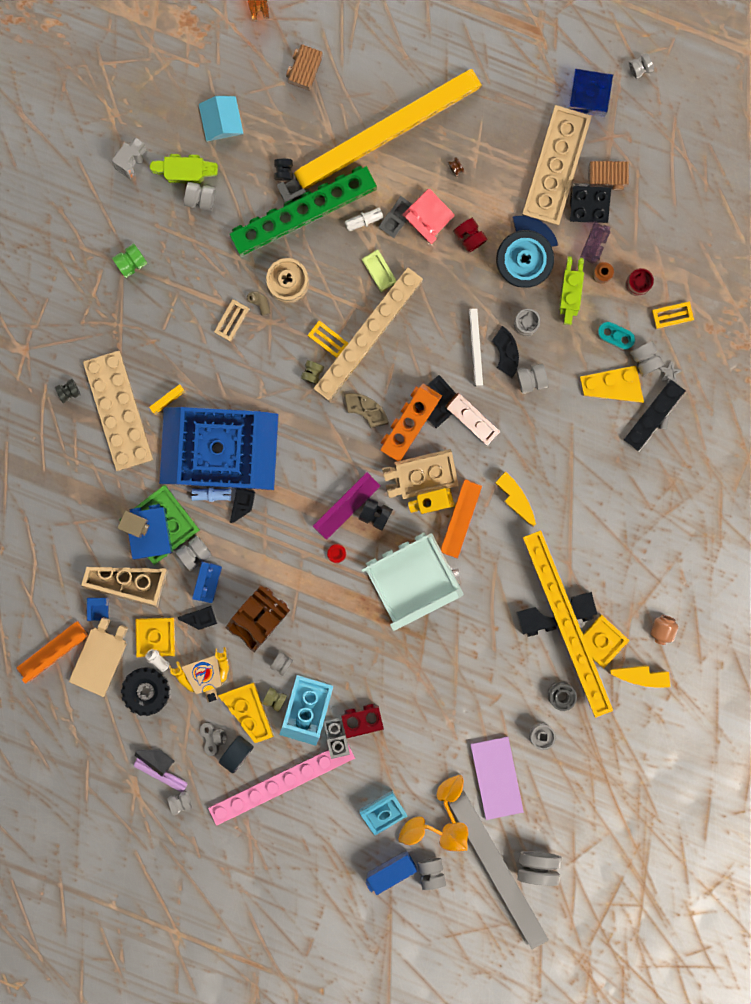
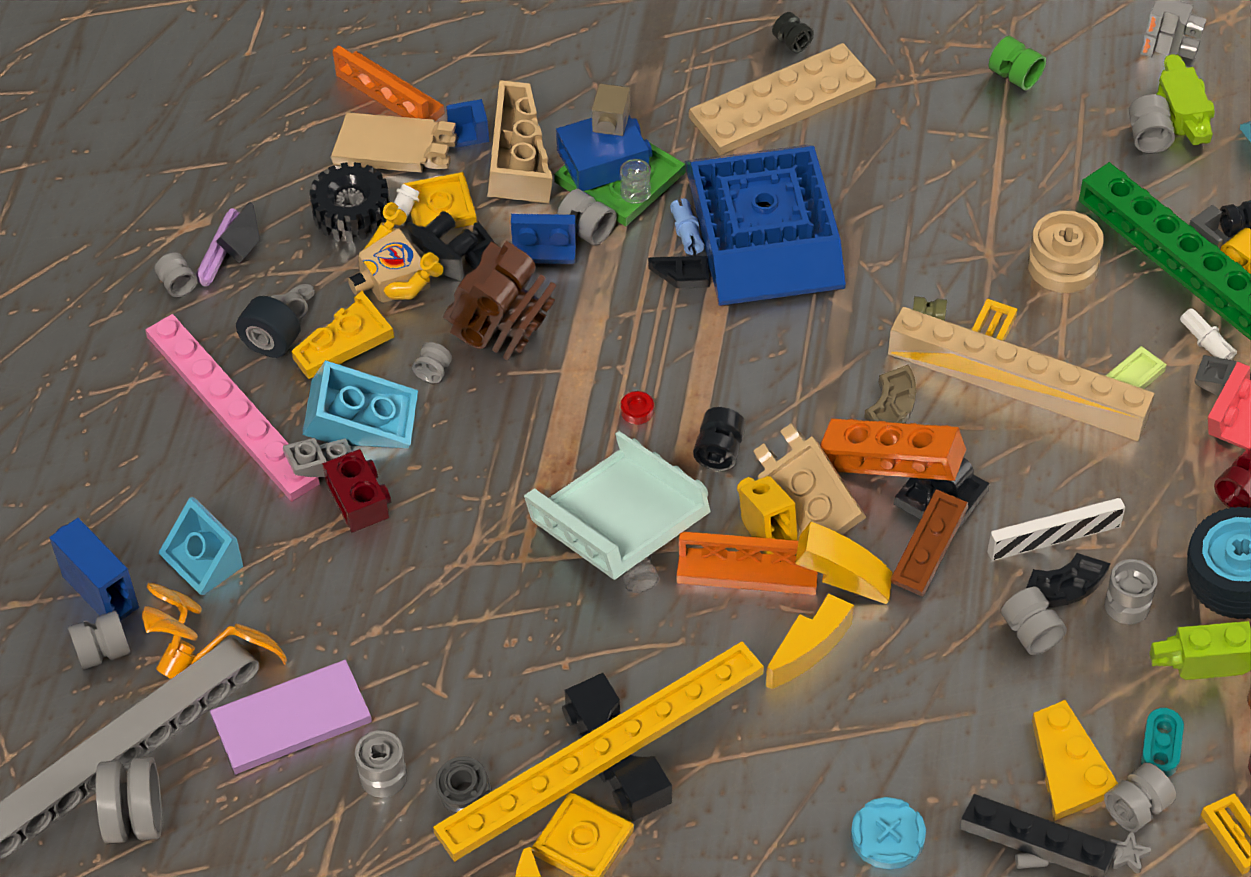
camera: 75 degrees right, 35 degrees down
(167, 399) = (829, 149): yellow tile -> none
(179, 519) = (635, 181): none -> clear wheel
(205, 642) = (449, 254): none -> black connector
(224, 335) = (972, 208): tan tile -> none
(259, 300) = (1018, 233): dark tan arm -> none
(274, 699) = (372, 359): olive wheel -> none
(346, 505) = (698, 394): magenta fence -> none
(479, 469) = (843, 563): none -> yellow slope
(633, 488) = (888, 833): none -> medium azure tile

